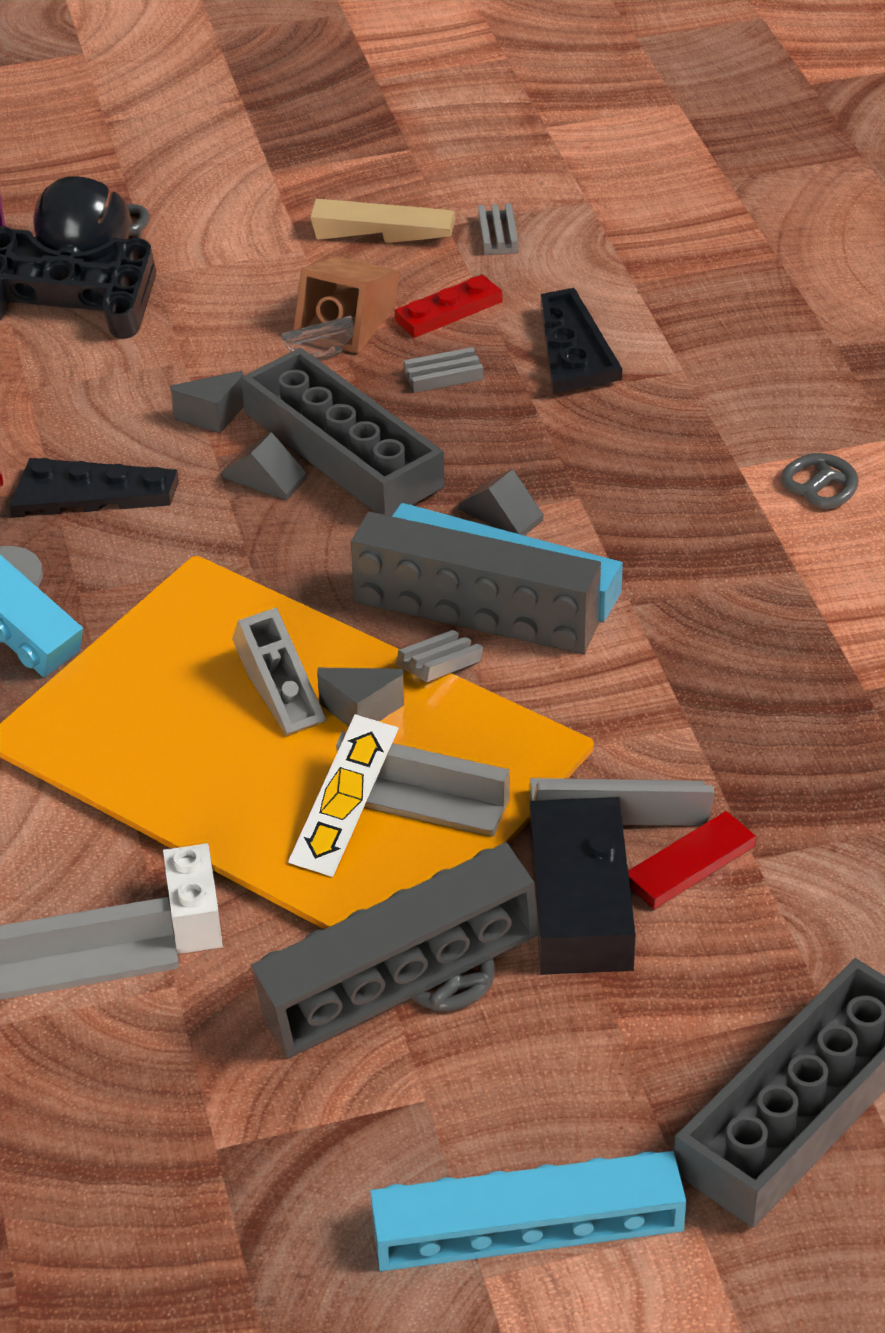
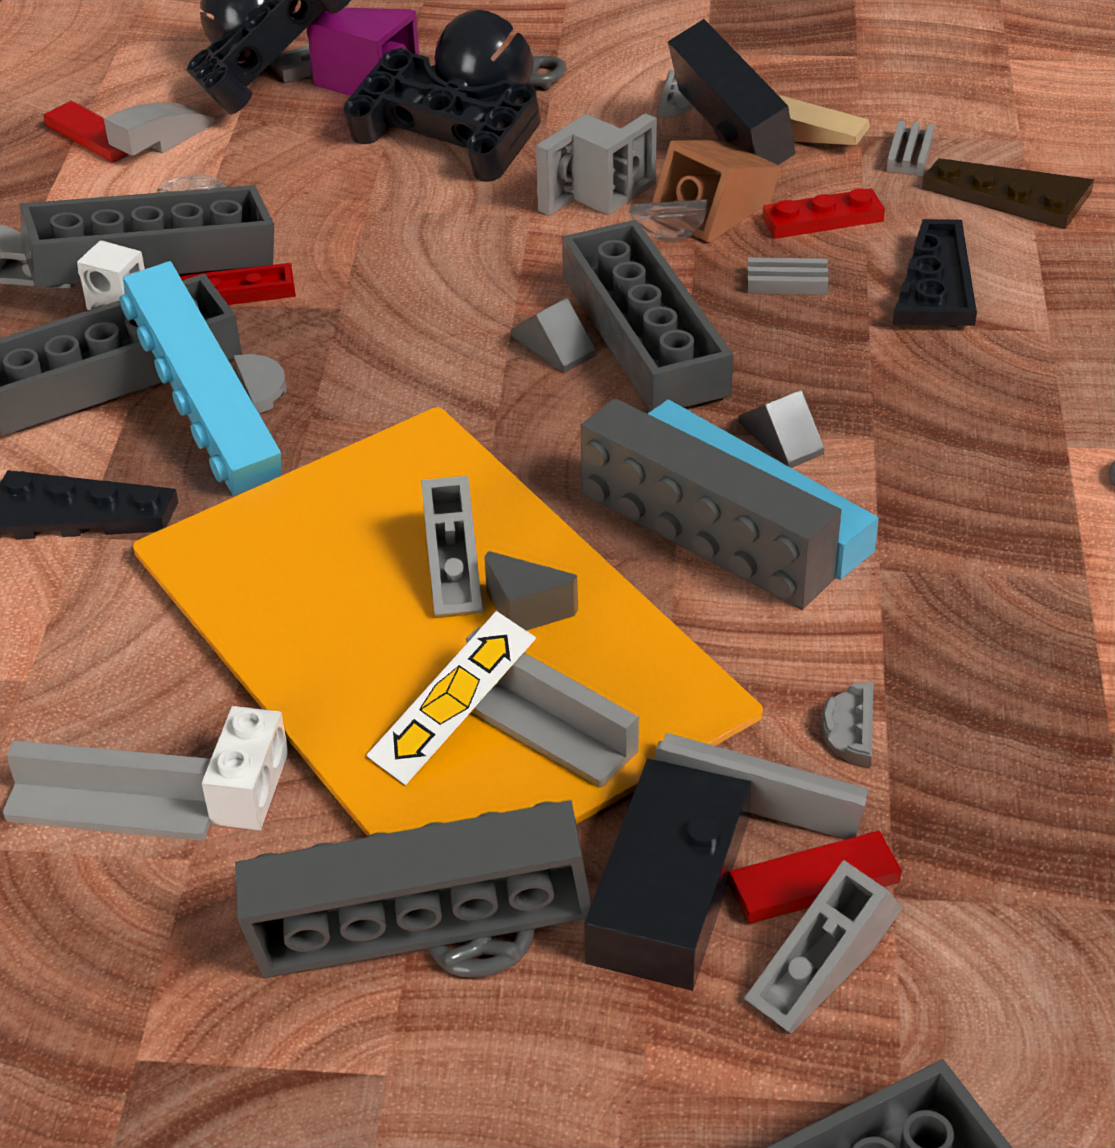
camera: 20 degrees right, 0 degrees up
(66, 484) = (374, 315): black wing -> none
(208, 401) = (528, 256): dark grey slope -> none
(233, 302) = (596, 164): none -> light grey bracket
(266, 218) = (672, 101): none -> light grey tile
(329, 212) = (731, 94): none -> black brick
(439, 656) = (636, 571): light grey tile -> none
(606, 251) = (1020, 192): none -> dark brown wing
(664, 736) = (849, 723): none -> light grey tile
(725, 907) = (824, 947): none -> light grey slope

